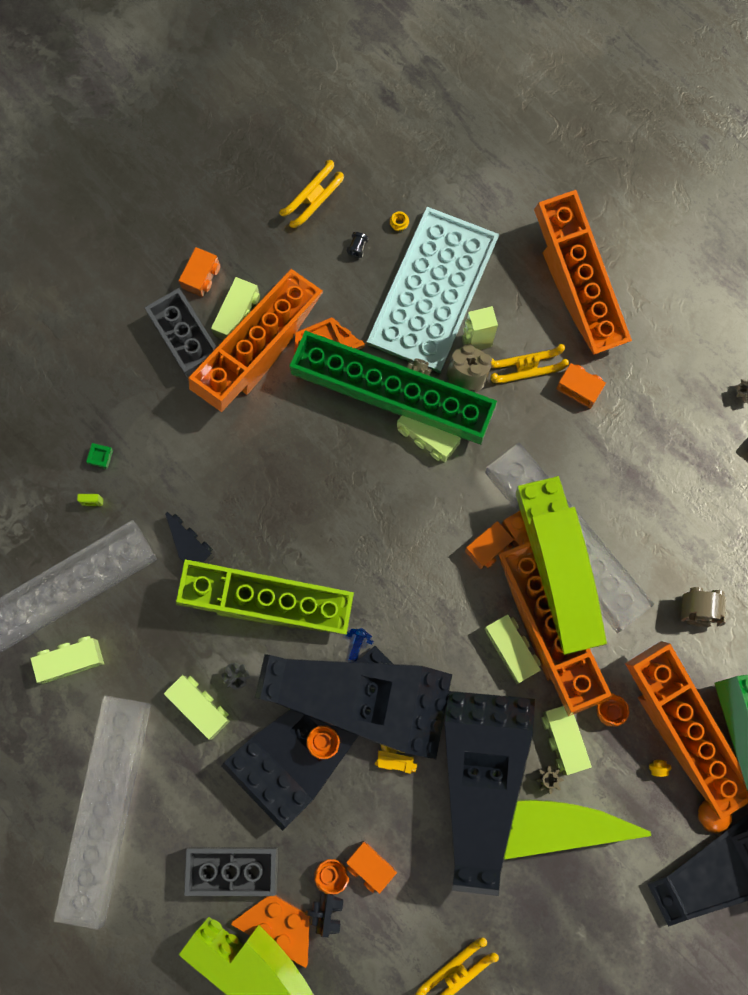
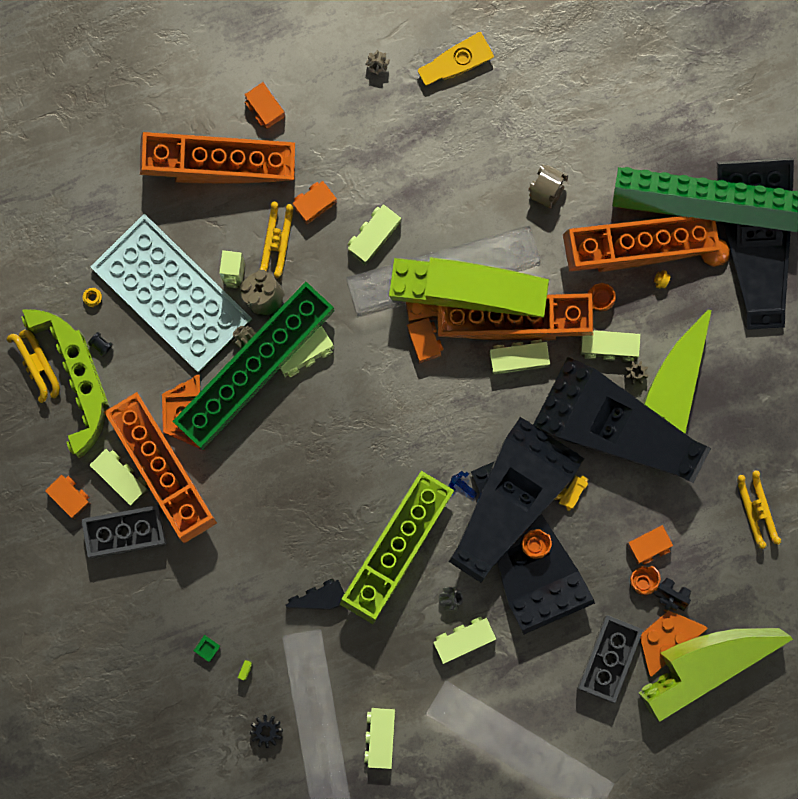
camera: 70 degrees left, 5 degrees up
(42, 538) = (259, 729): none -> black gear
(315, 239) = (93, 403): none -> lime slope
(575, 454) = (373, 234): none -> yellowish green brick
(654, 302) = (264, 106): none -> orange brick

